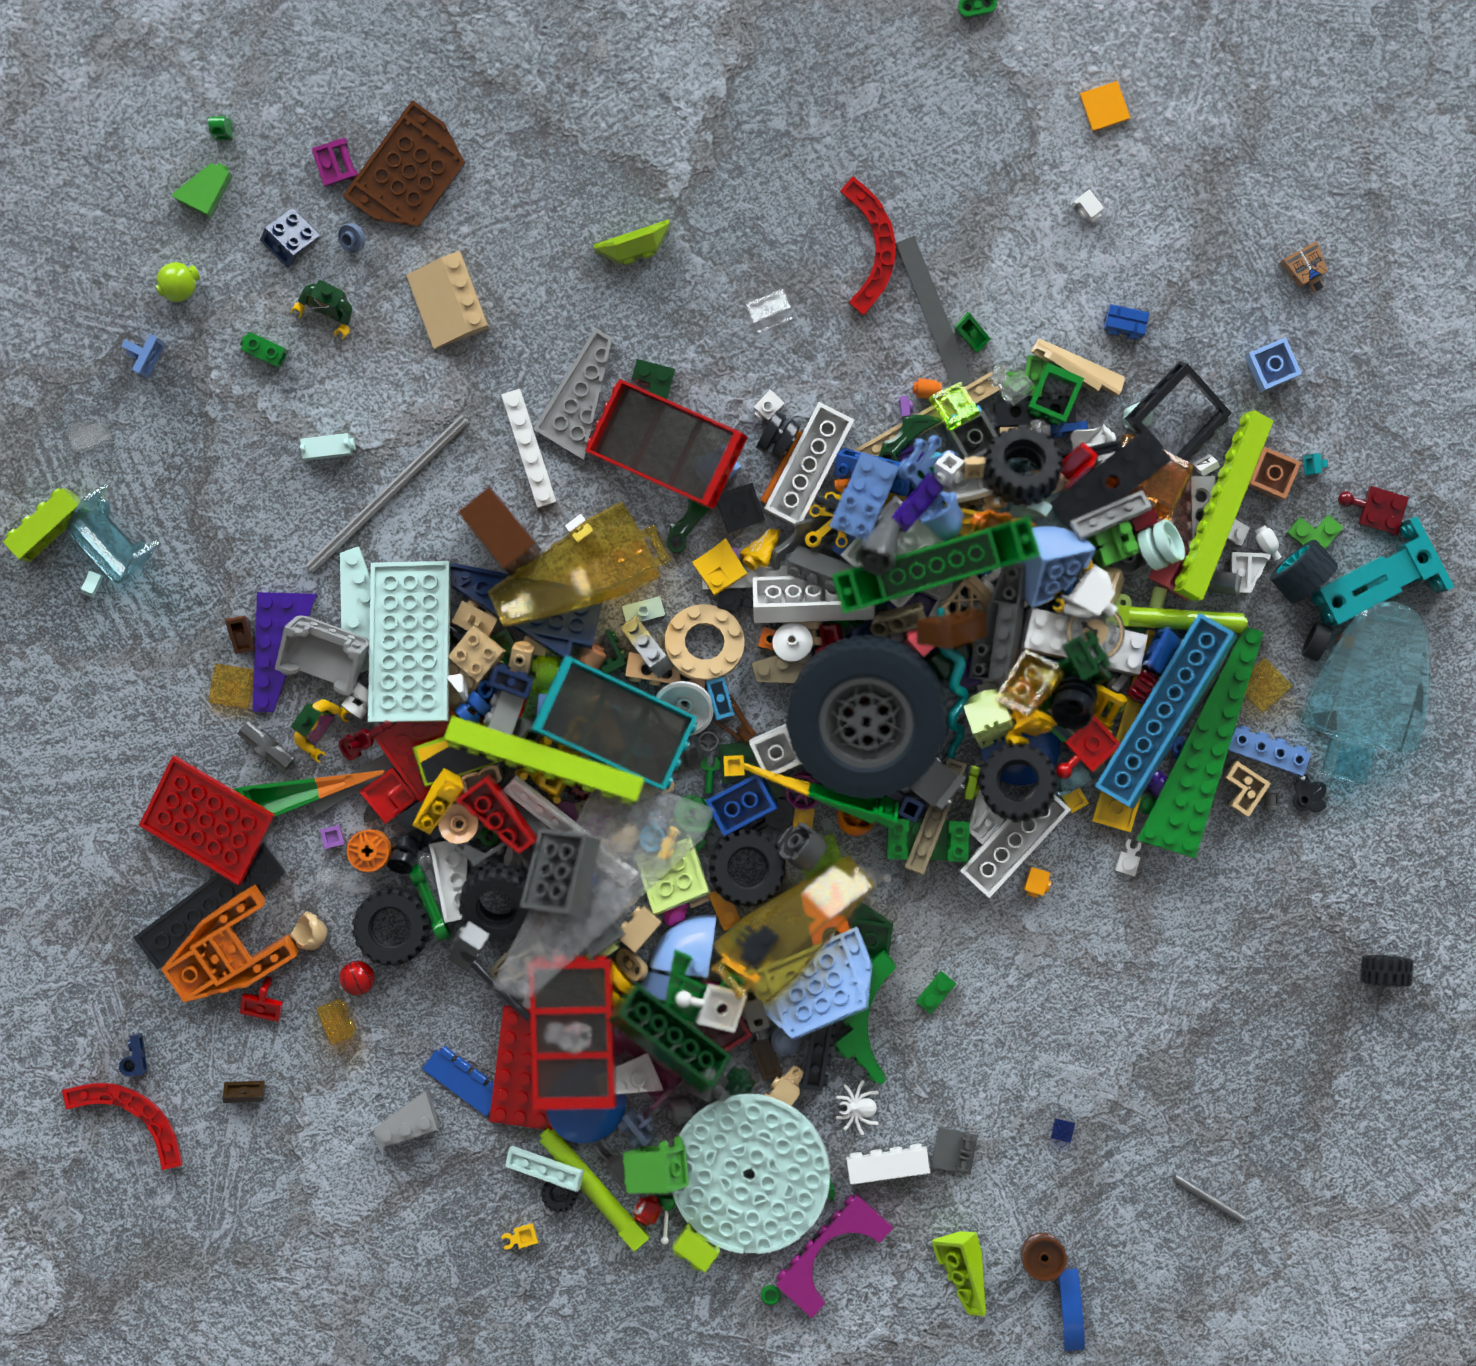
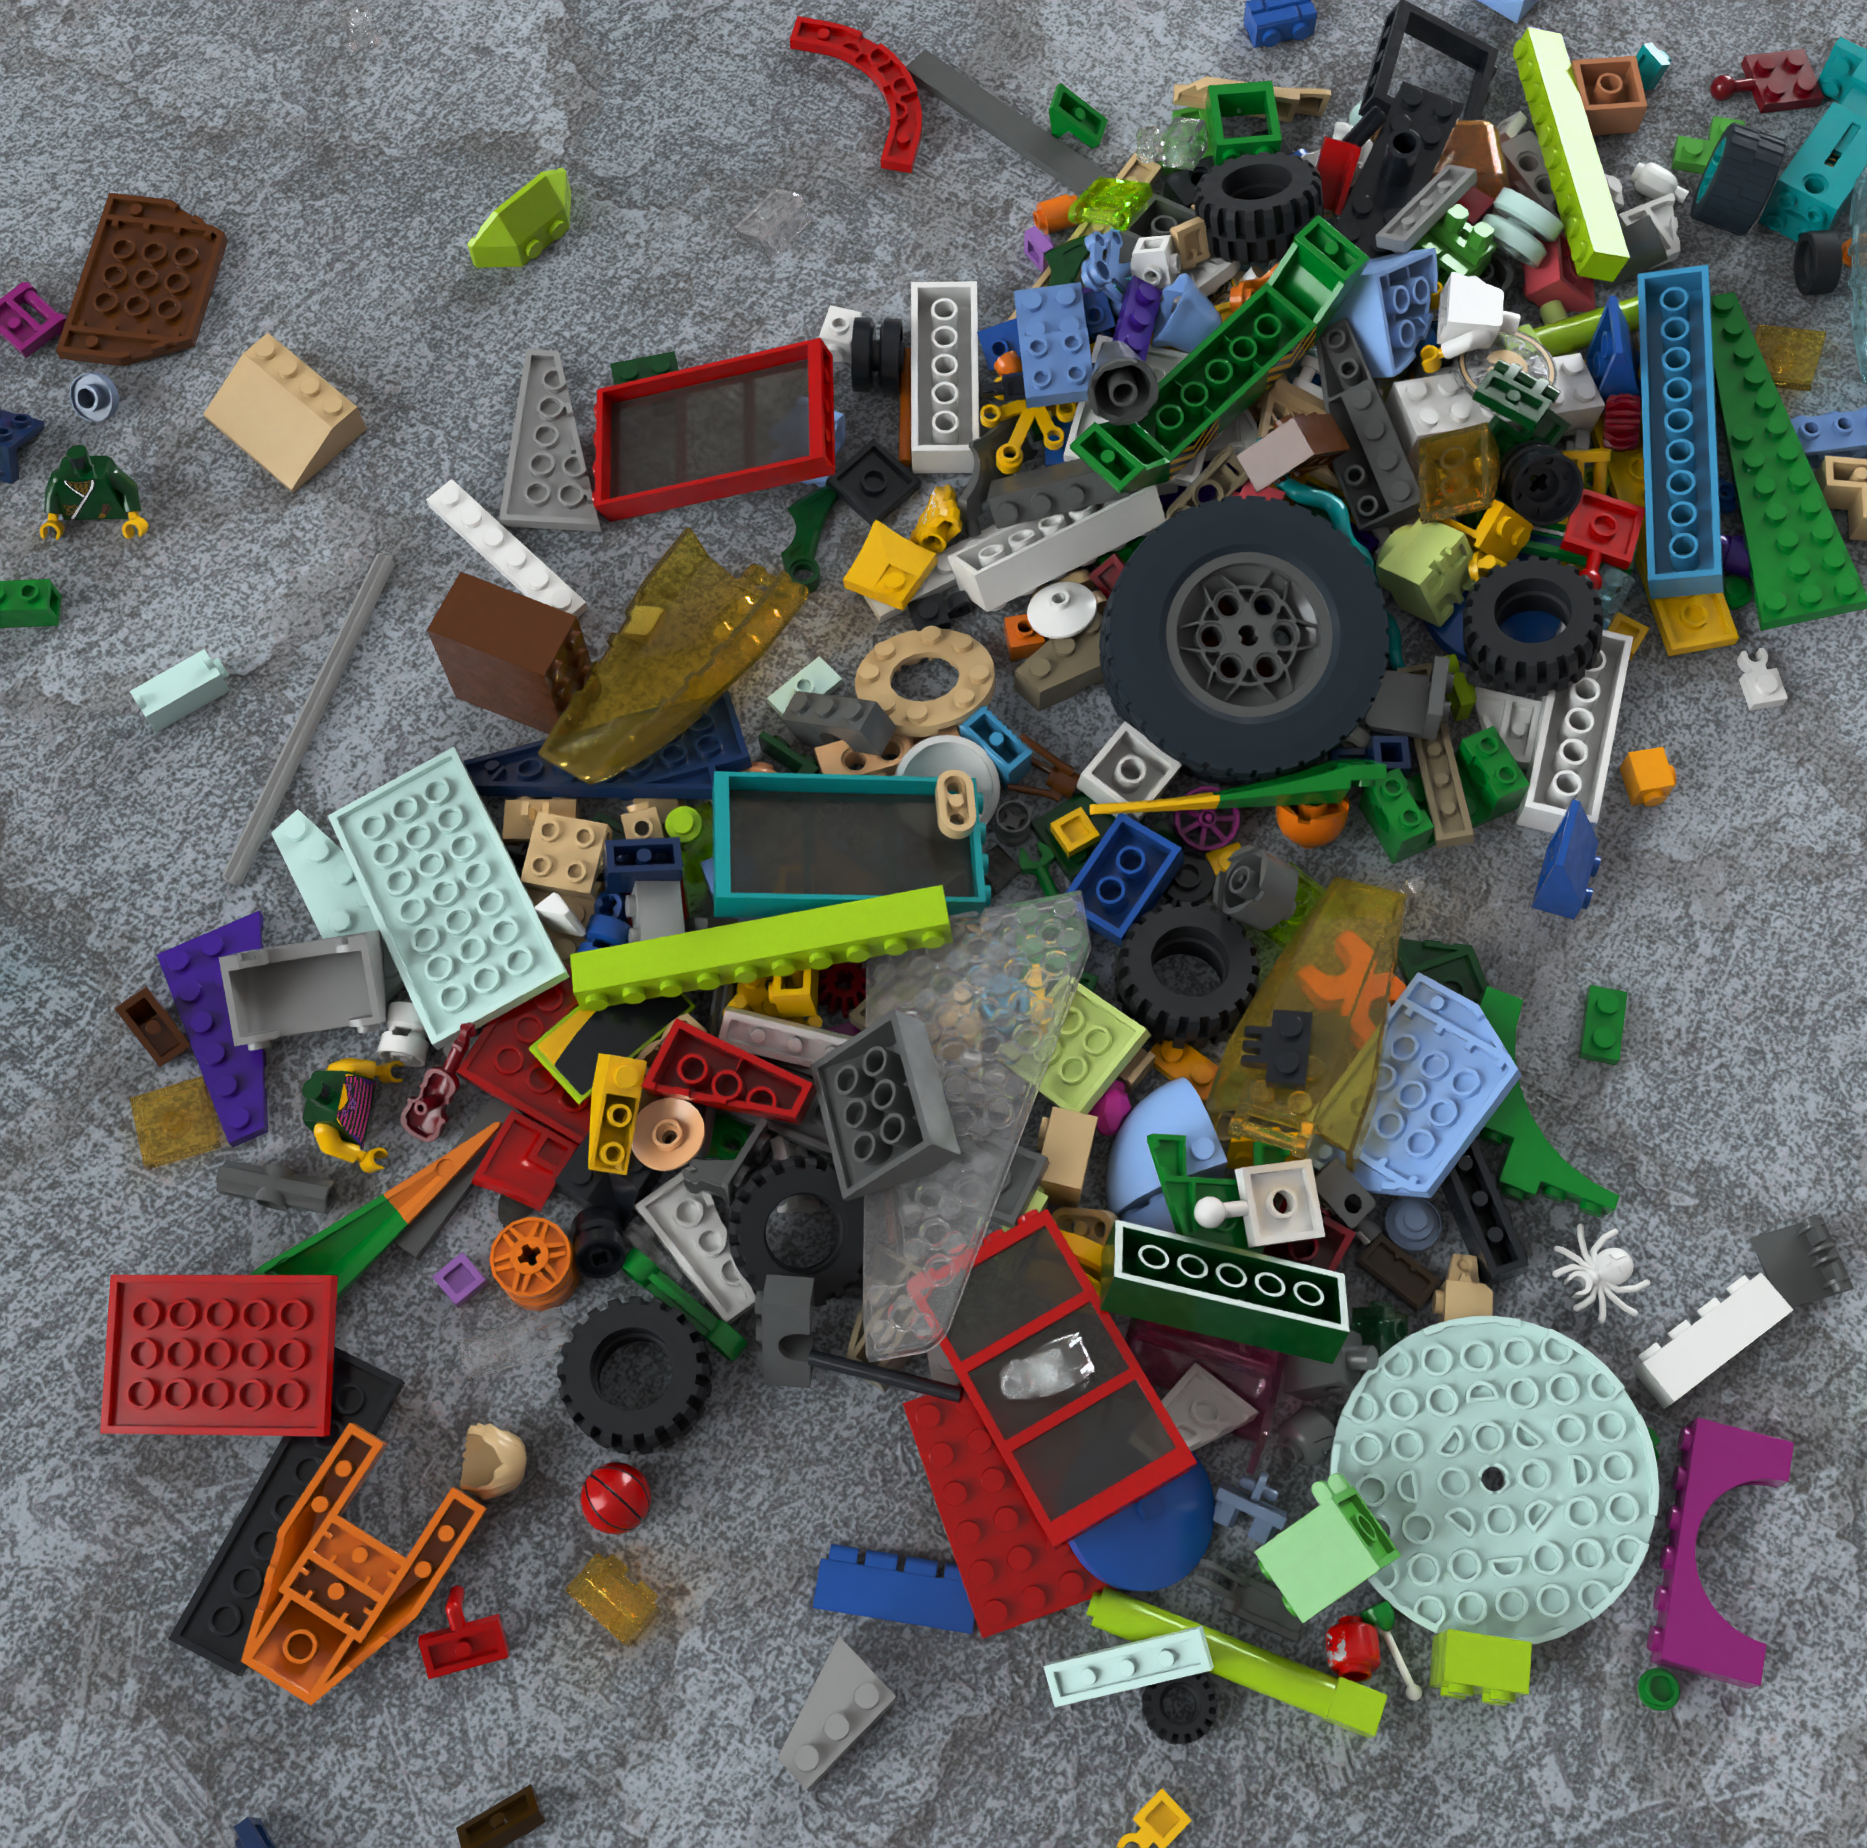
camera: 25 degrees left, 20 degrees down
(539, 671) = (684, 823): none -> lime plate
(677, 731) = (955, 807): none -> tan plate
(963, 910) = (1568, 866): none -> blue slope

